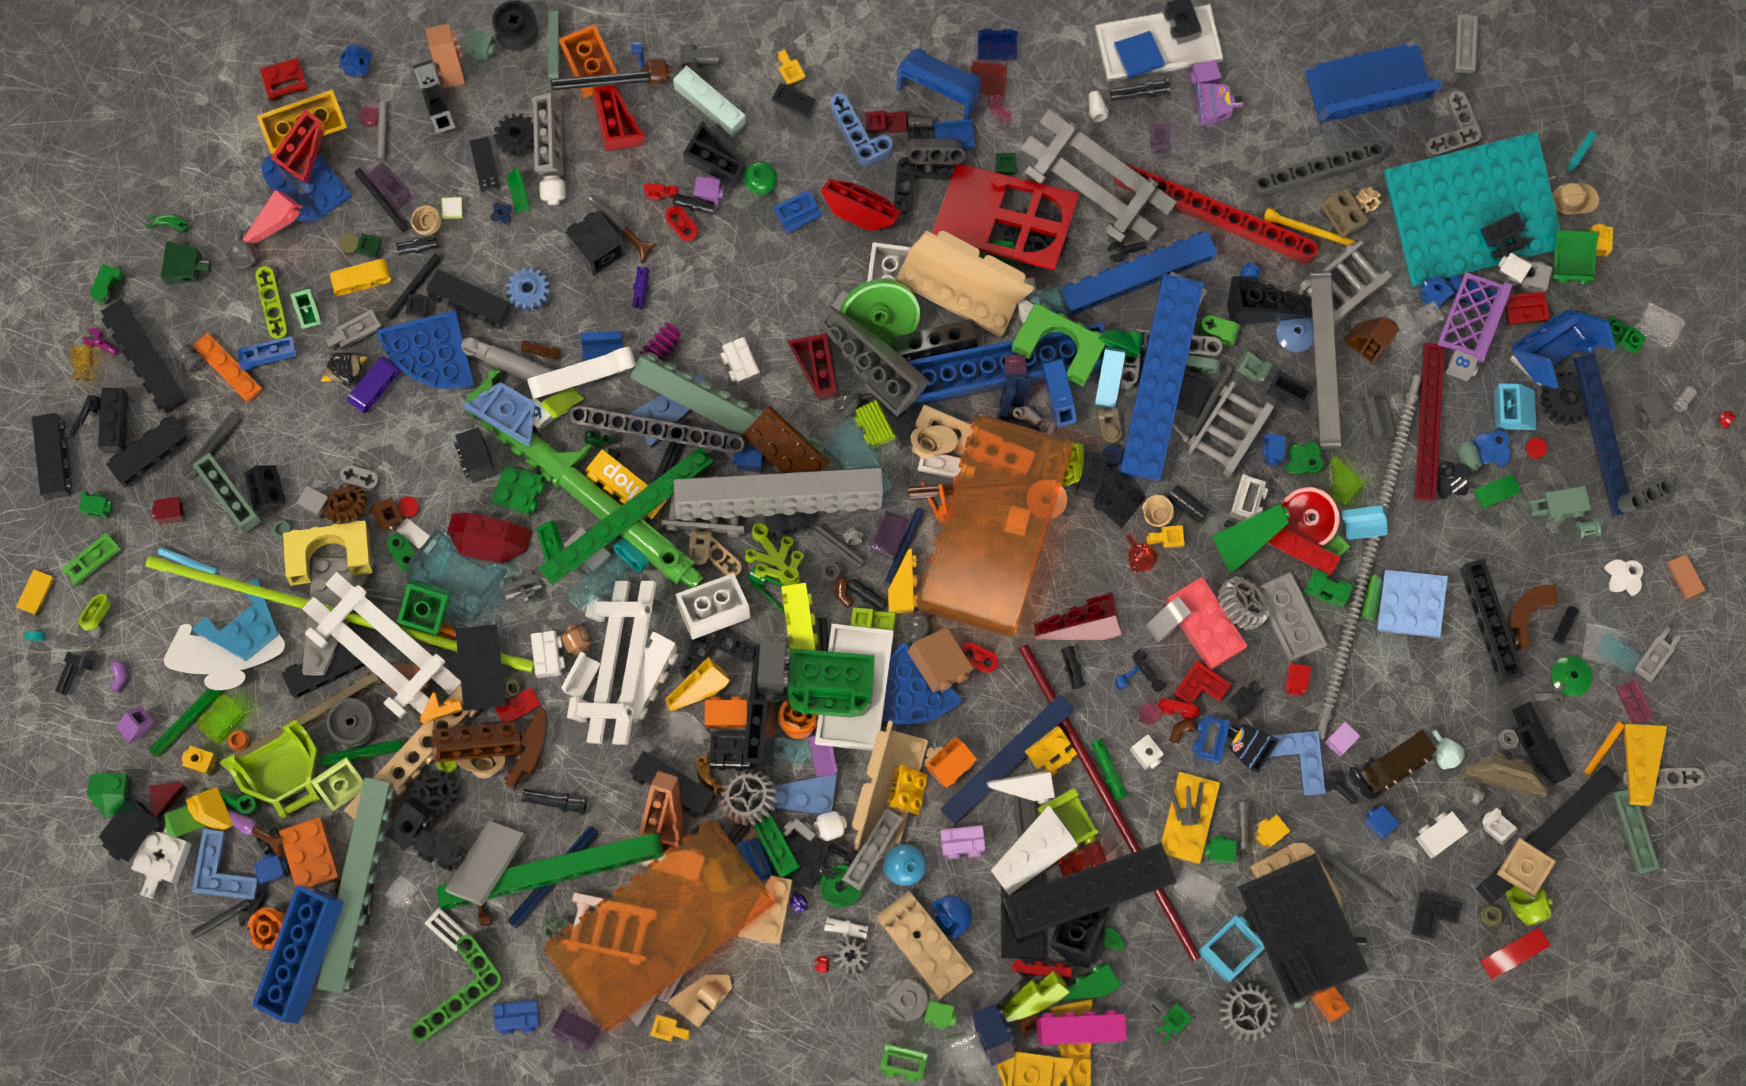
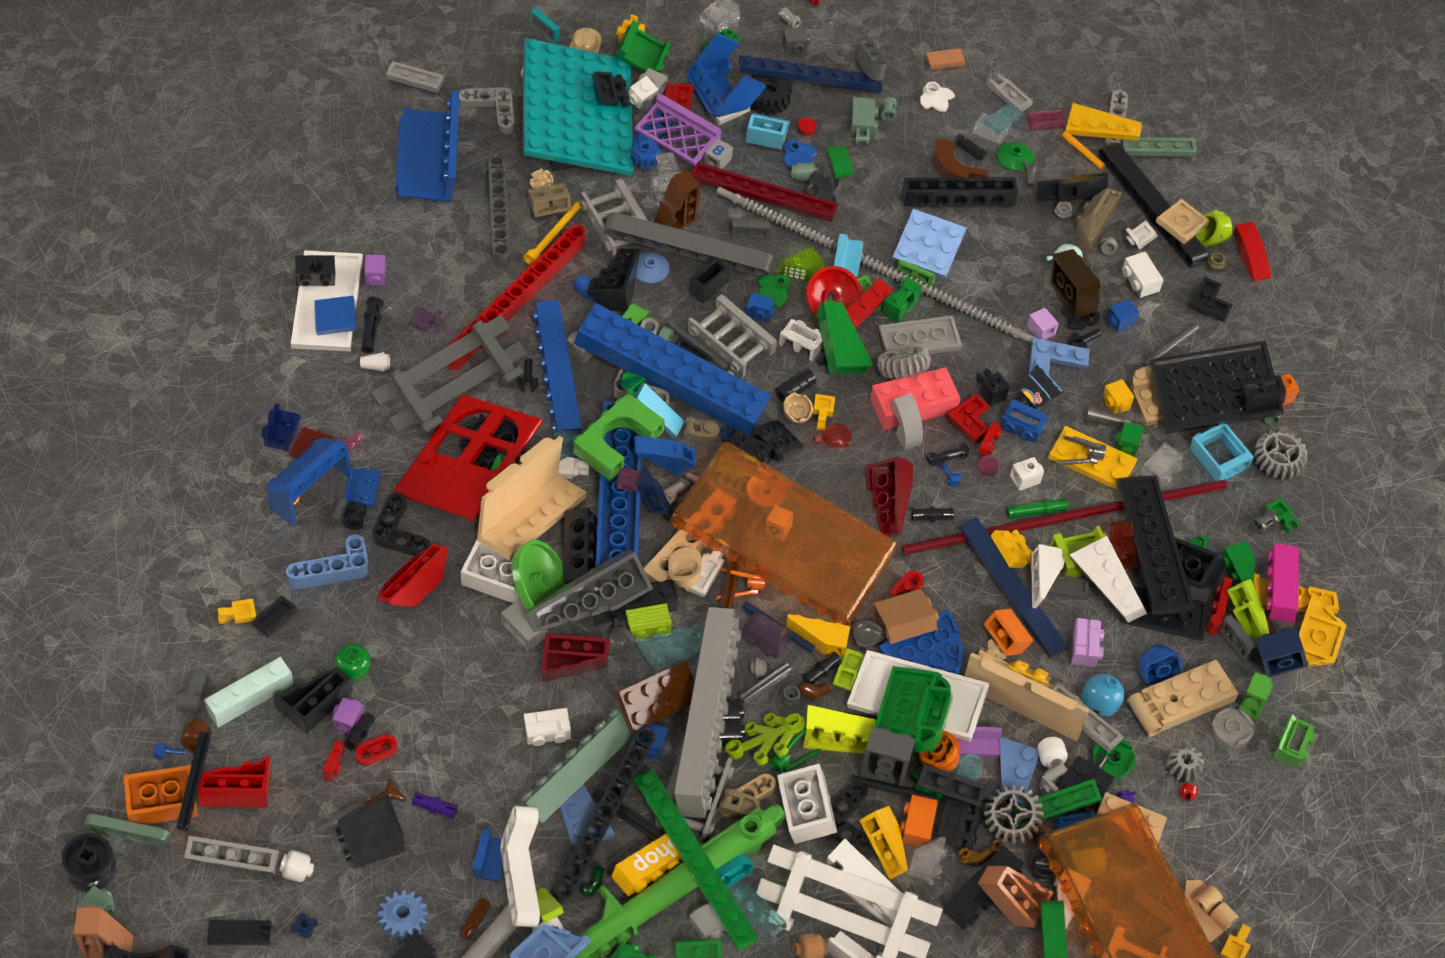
camera: 80 degrees left, 20 degrees down
(513, 125) = (215, 880): black gear -> none
(518, 191) = (284, 902): green slope -> none
(663, 341) = (502, 793): magenta piece -> none
(797, 211) = (398, 640): blue plate -> none
(842, 850) = (1081, 744): black axle -> none
(846, 928) = (1155, 763): white pin -> none
(886, 122) = (328, 539): dark red slope -> none
(927, 146) = (378, 501): dark grey beam -> none
(964, 1052) = (1294, 683): clear brick -> none
(1005, 163) = (408, 449): dark green plate -> none
(1181, 727) = (1007, 443): reddish brown arm -> none
(1215, 102) = (405, 270): medium lavender torso -> none
(1253, 367) = (678, 303): sand green bracket -> none
(1297, 679) = (980, 344): red brick -> none

